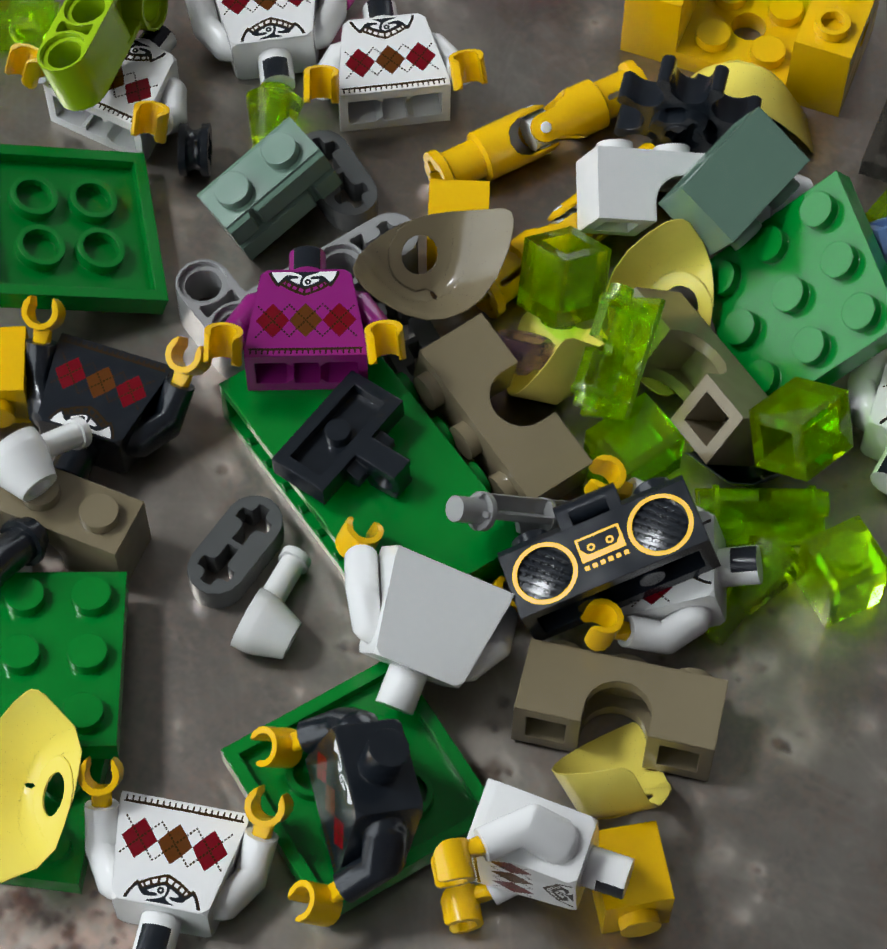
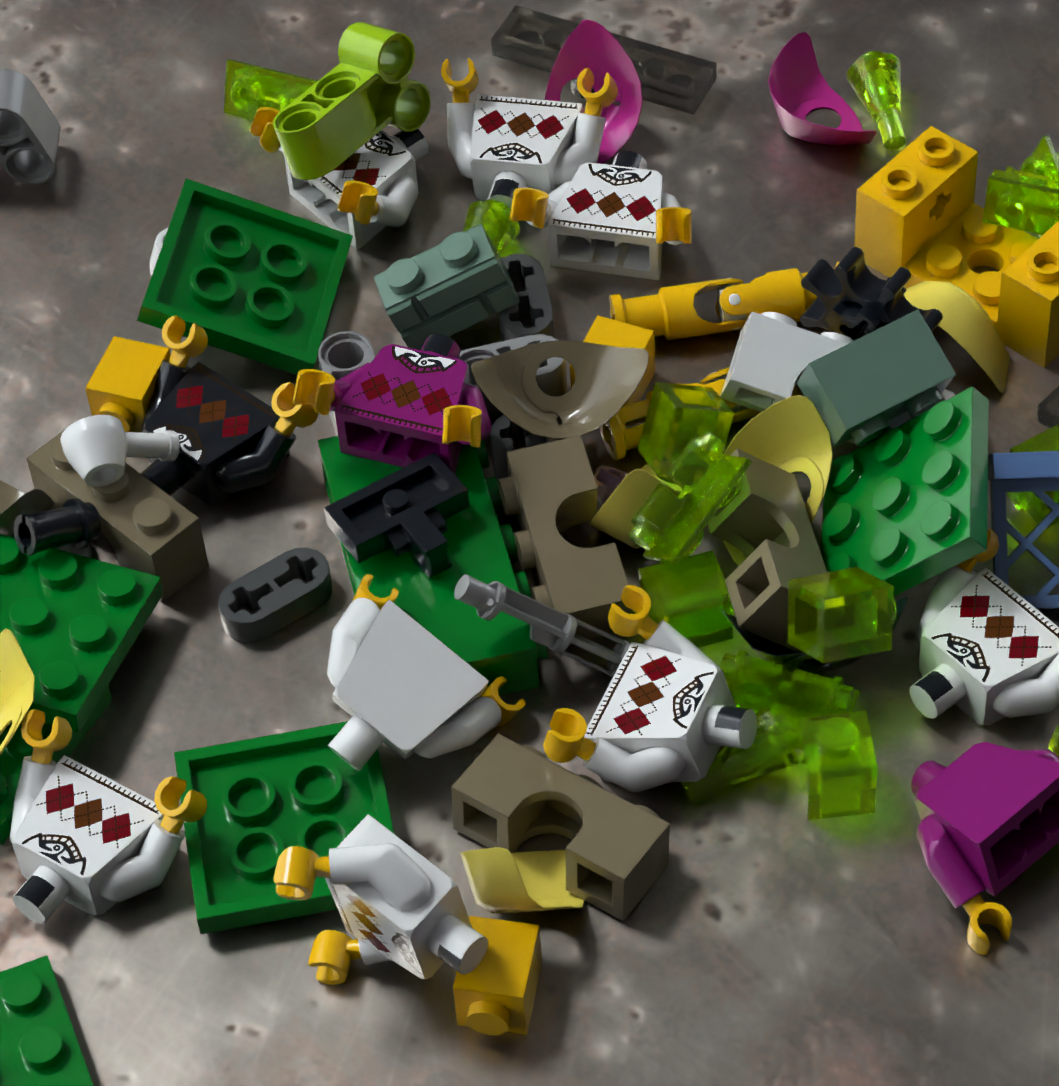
camera: 25 degrees right, 10 degrees down
(195, 149) = (400, 241): black bush -> none
(268, 623) = (269, 657): white bar -> none
(362, 796) = (267, 819): black torso -> none
(606, 552) = (600, 667): black piece -> none

